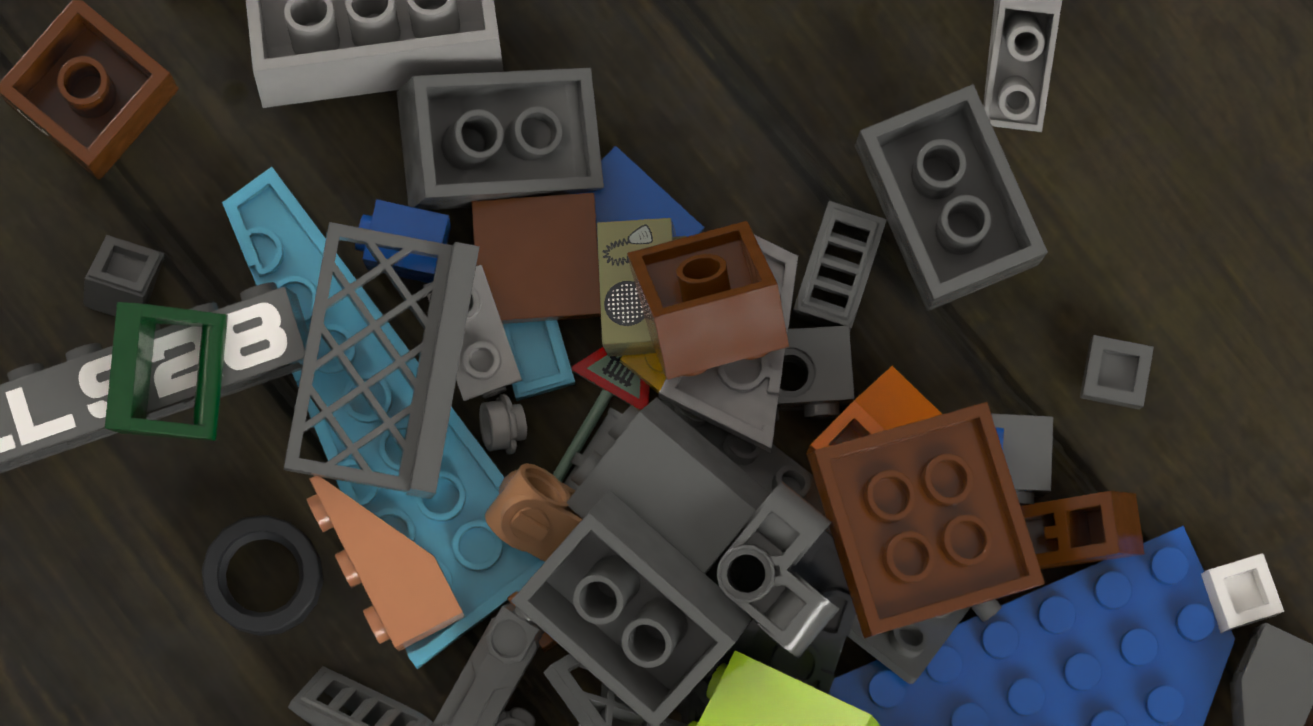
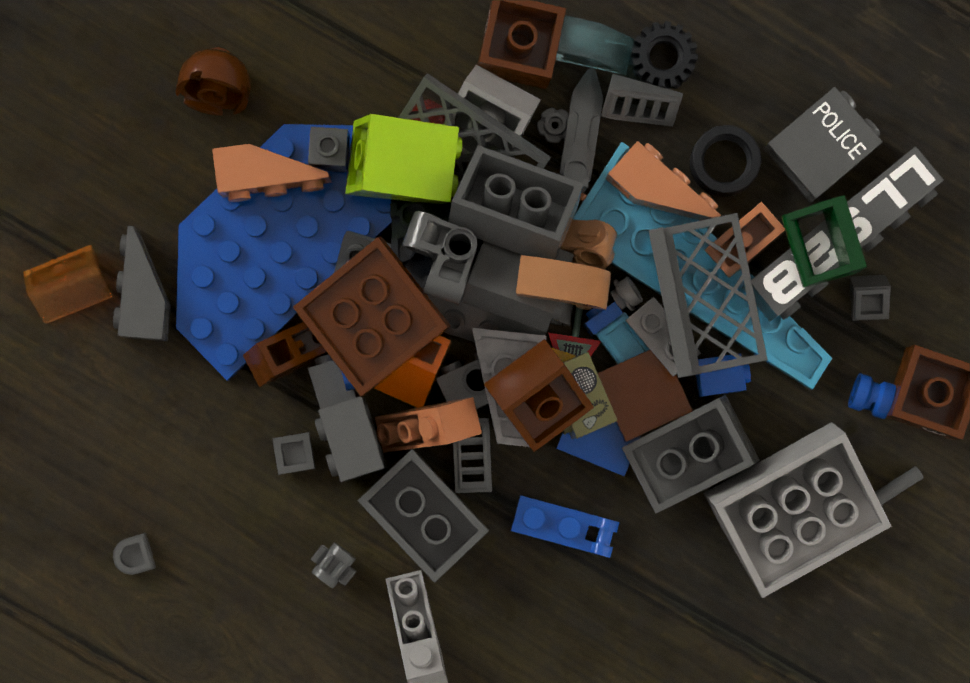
camera: 165 degrees right, 5 degrees up
(95, 542) = (823, 144): none -> dark grey brick
(185, 123) = (872, 396): none -> blue wheel
(260, 434) = (758, 231): none -> nougat slope
(556, 400) = (601, 318): none -> blue plate
(604, 452) = (563, 282): none -> medium nougat arch
(737, 107) = (563, 526): none -> blue plate
(892, 326) = (428, 425): none -> nougat slope
(1022, 347) = (351, 439): none -> dark grey brick
(1116, 177) = (333, 565): none -> dark grey gear
(1242, 592) = (180, 354): white plate -> none

